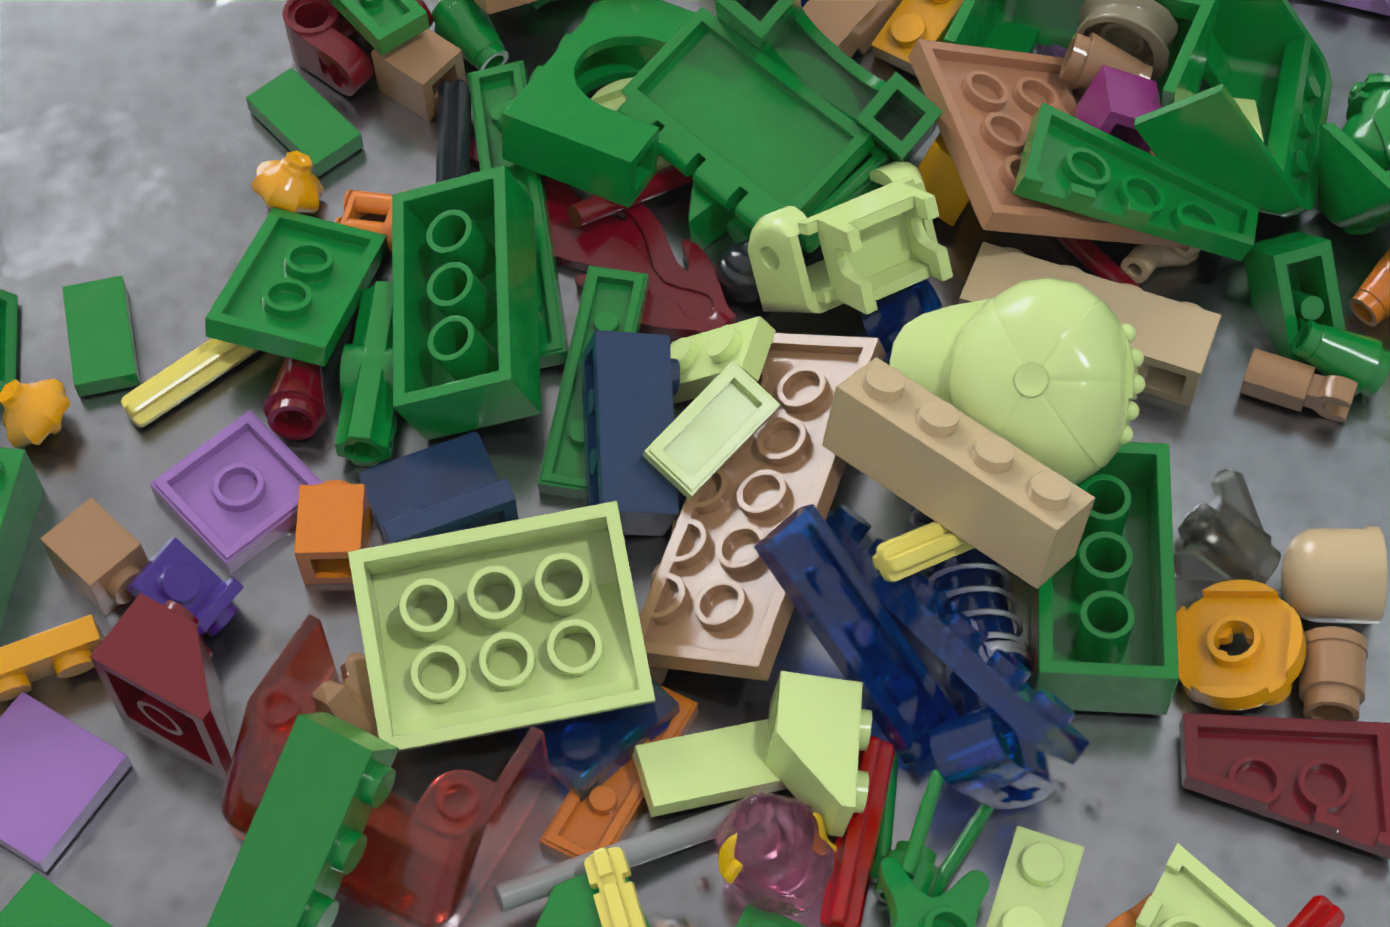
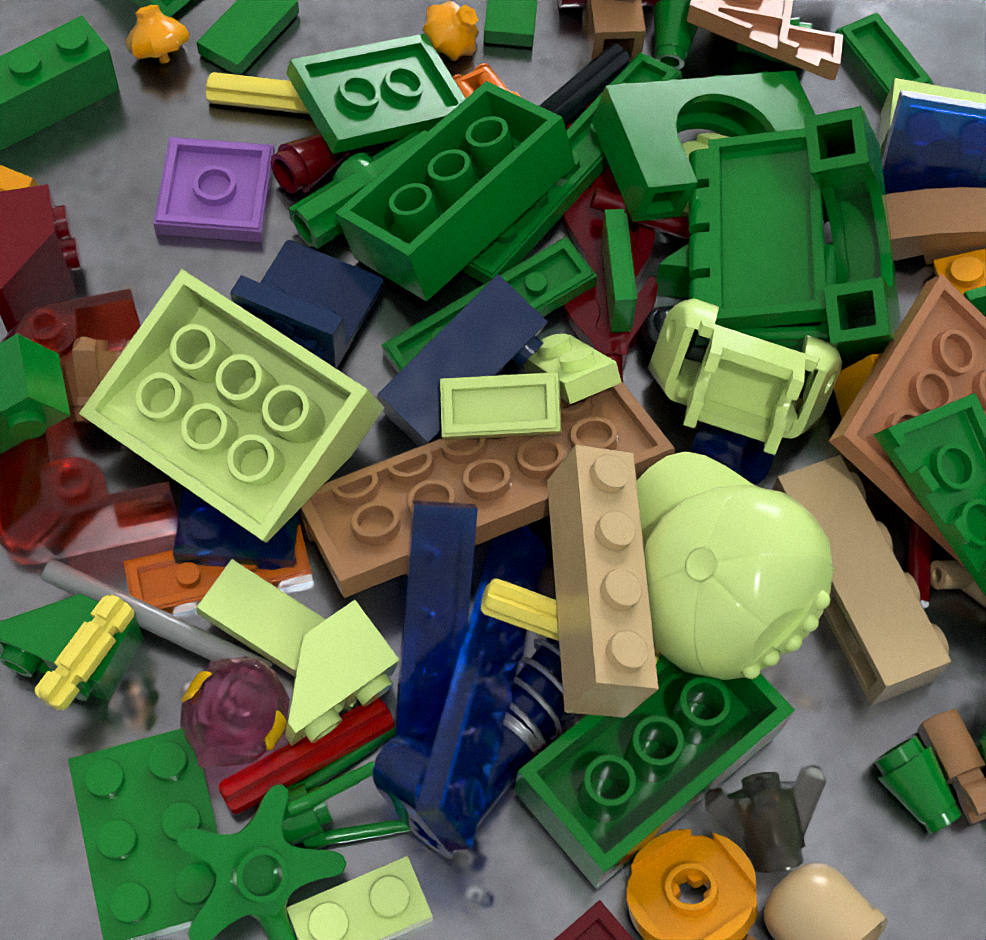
camera: 40 degrees right, 5 degrees up
(95, 555) = (88, 152): medium nougat brick -> none
(183, 578) = (108, 216): dark purple bracket -> none
(328, 526) = (226, 253): orange brick -> none
(663, 254) = (618, 270): none -> green tile
(1285, 424) = (918, 783): none -> green cone

